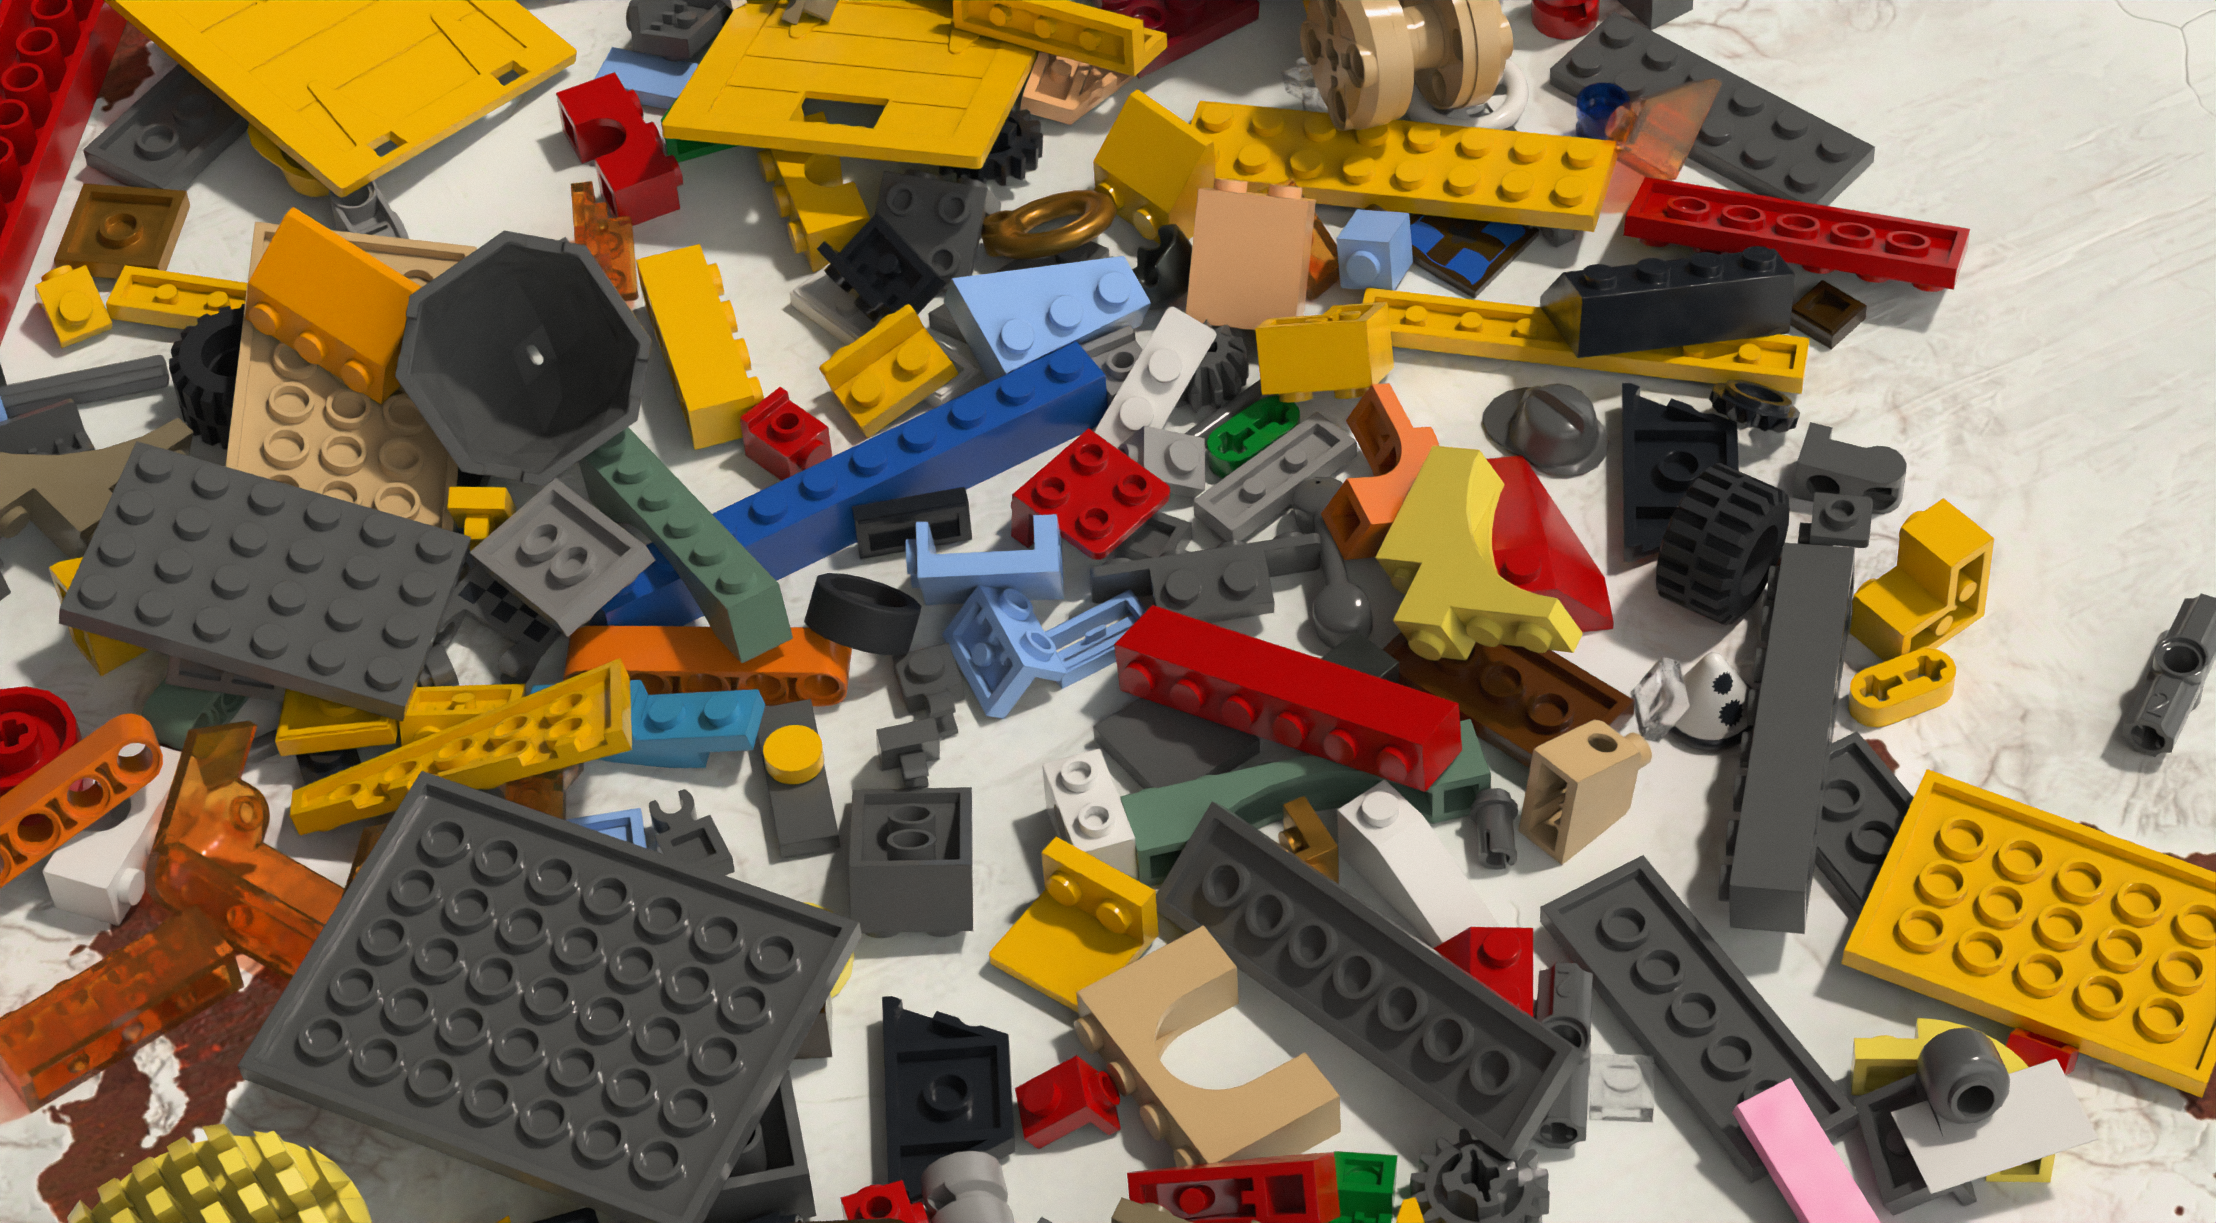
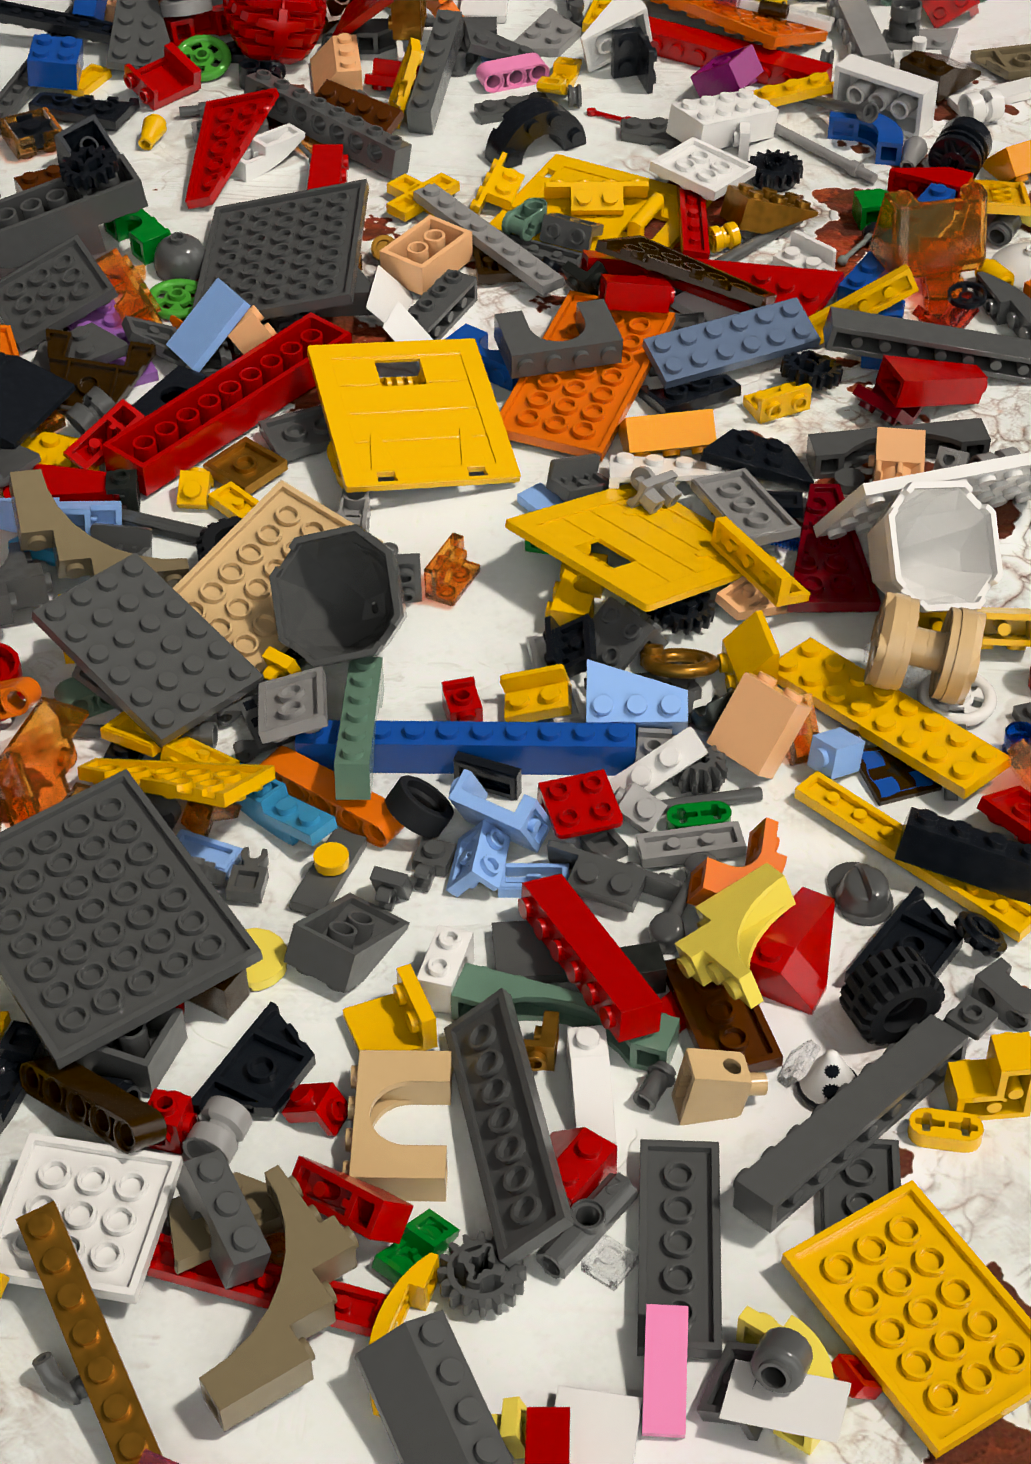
camera: 30 degrees right, 5 degrees down
(331, 304) = (270, 523): light orange slope -> none
(628, 153) = (495, 545): red arch -> none
(699, 343) = (456, 637): yellow brick -> none
(1325, 352) = (762, 791): yellow brick -> none

